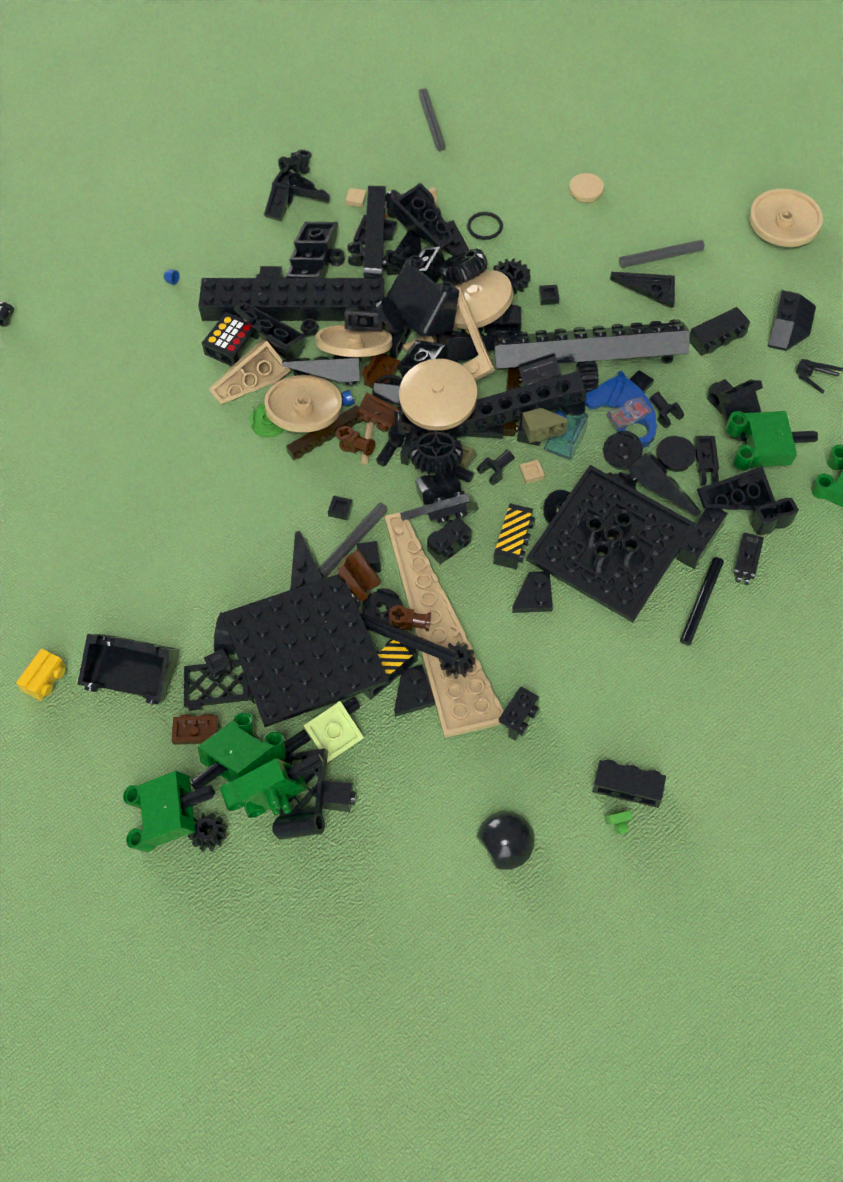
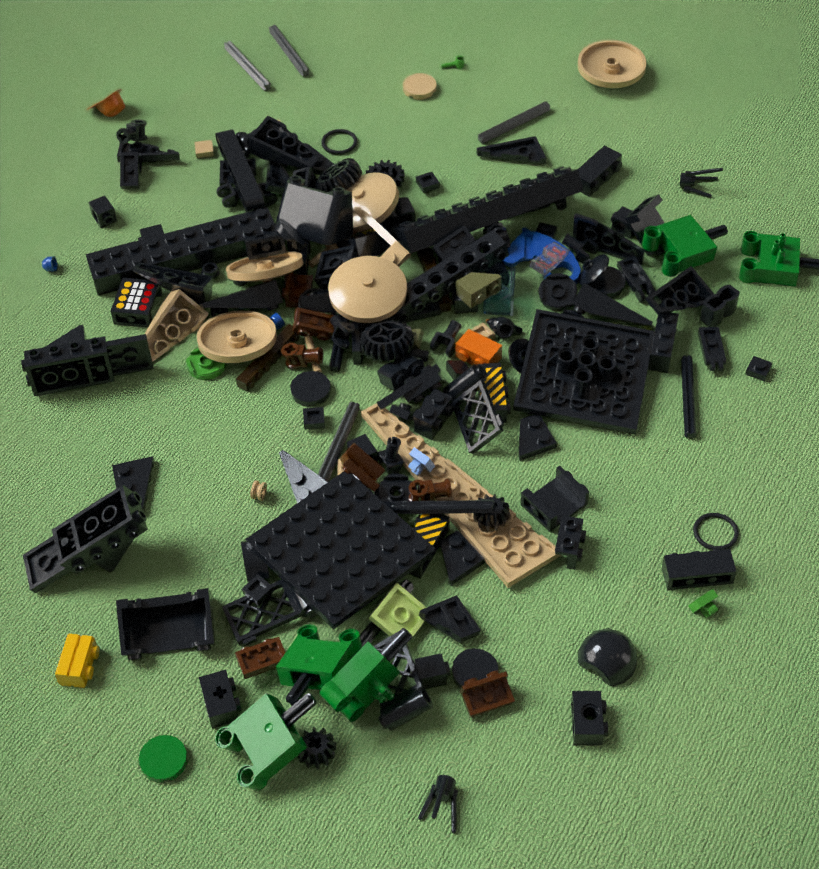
camera: 20 degrees left, 10 degrees down
(77, 792) = (163, 758): none -> green tile
(91, 564) = (88, 538): none -> black wedge
(141, 743) = (222, 710): none -> black brick
(151, 379) = (83, 362): none -> black wedge
(155, 520) = (135, 476): none -> black wing
(237, 236) = (102, 211): none -> black brick
(261, 564) = (258, 490): none -> tan bush
(289, 127) = (110, 105): none -> orange piece
(300, 913) = (442, 791): none -> black plant
(312, 250) = (183, 202): black slope -> none
(337, 261) = (208, 208): black bush -> none
(350, 476) = (310, 388): none -> black tile
(378, 752) = (452, 619): none -> black wing
(378, 837) = (487, 693): none -> reddish brown bracket
(379, 808) = (473, 664): none -> black tile
(391, 572) = (391, 456): none -> black piece
(413, 587) = (420, 462): none -> light blue tile
(422, 527) = (402, 410): none -> black plate
(459, 879) = (584, 730): none -> black brick
(477, 113) = (289, 50): none -> dark grey axle
(487, 525) = (465, 389): none -> black piece
(494, 501) = (455, 368): none -> black slope
(519, 487) = (477, 349): none -> orange brick
(526, 665) = (555, 499): none -> black panel
(555, 471) = (503, 327): none -> black animal
(635, 172) = (458, 63): none -> bright green hand
(660, 767) = (708, 546): none -> black piece
(666, 438) = (593, 269): none -> black dish
(694, 407) = (606, 238): none -> black wedge
(785, 594) = (759, 368): none -> black plate
(791, 320) = (655, 145): black wedge -> none

